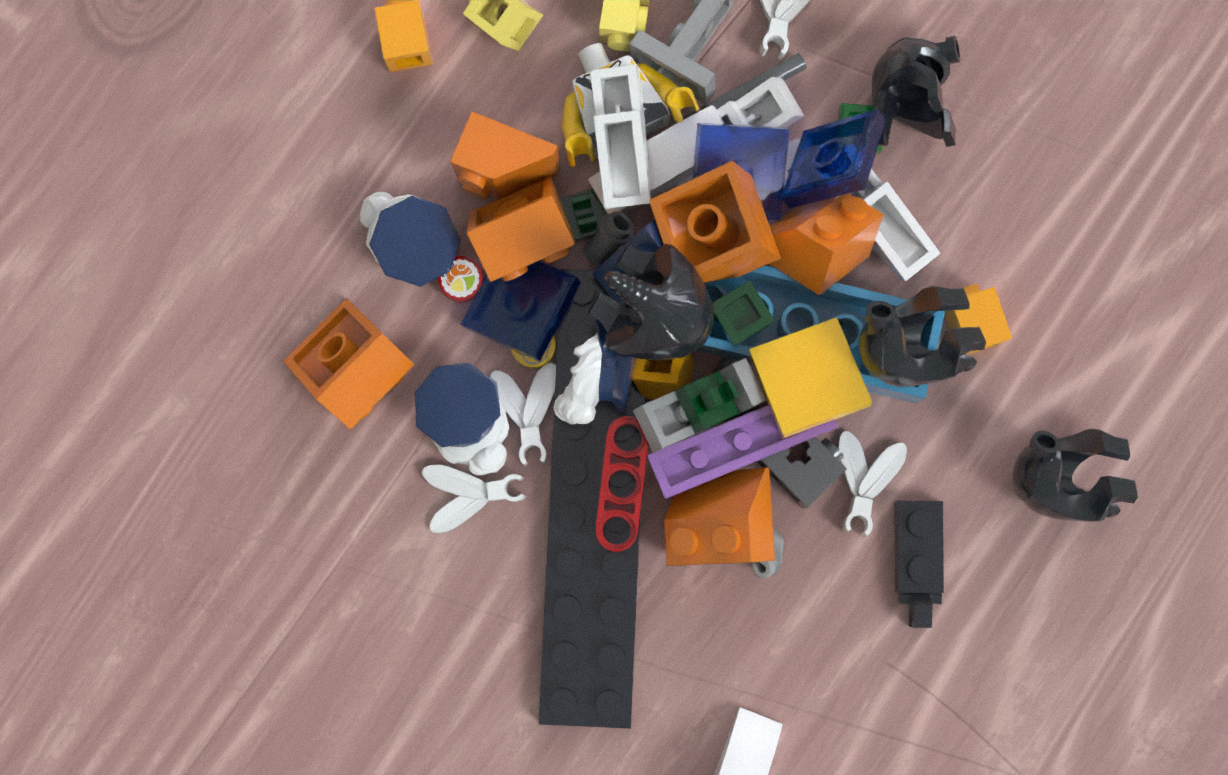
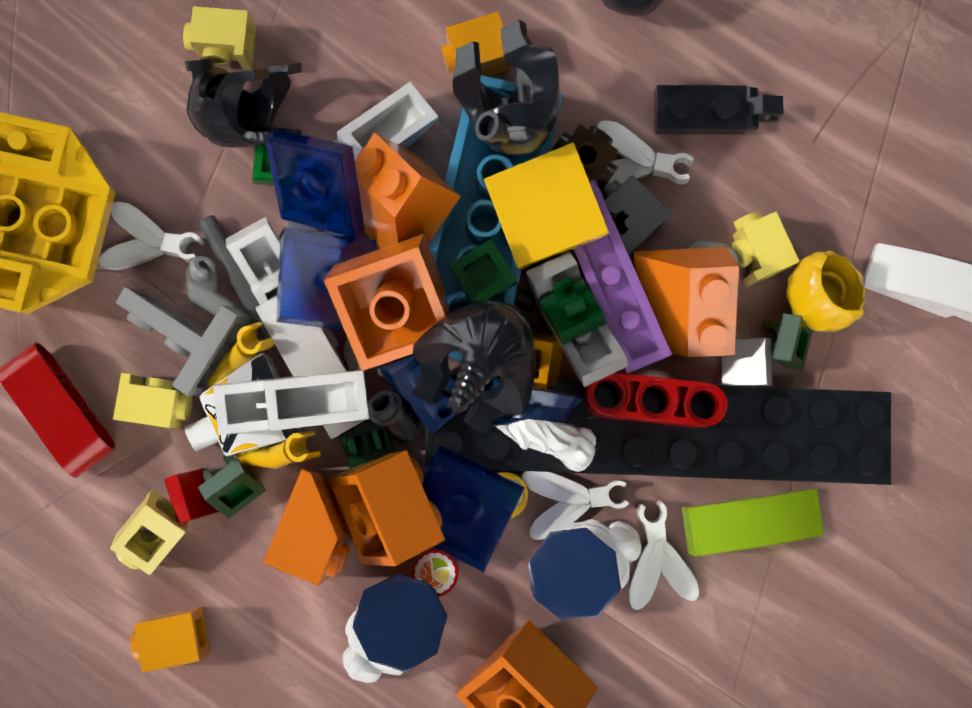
camera: 95 degrees left, 0 degrees up
(504, 585) = (752, 522): none -> lime slope
(536, 51) = (186, 496): none -> red tile
(543, 87) = (231, 487): none -> dark green tile
(660, 584) = (749, 365): none -> tile
(680, 628) = (792, 341): none -> dark green tile
(731, 662) = (826, 291): none -> yellow hair
(736, 59) = (203, 286): none -> light grey arm
(776, 601) = (763, 246): none -> light yellow brick
(880, 431) = (596, 148): none -> dark brown brick
(984, 71) = (221, 35): none -> light yellow brick

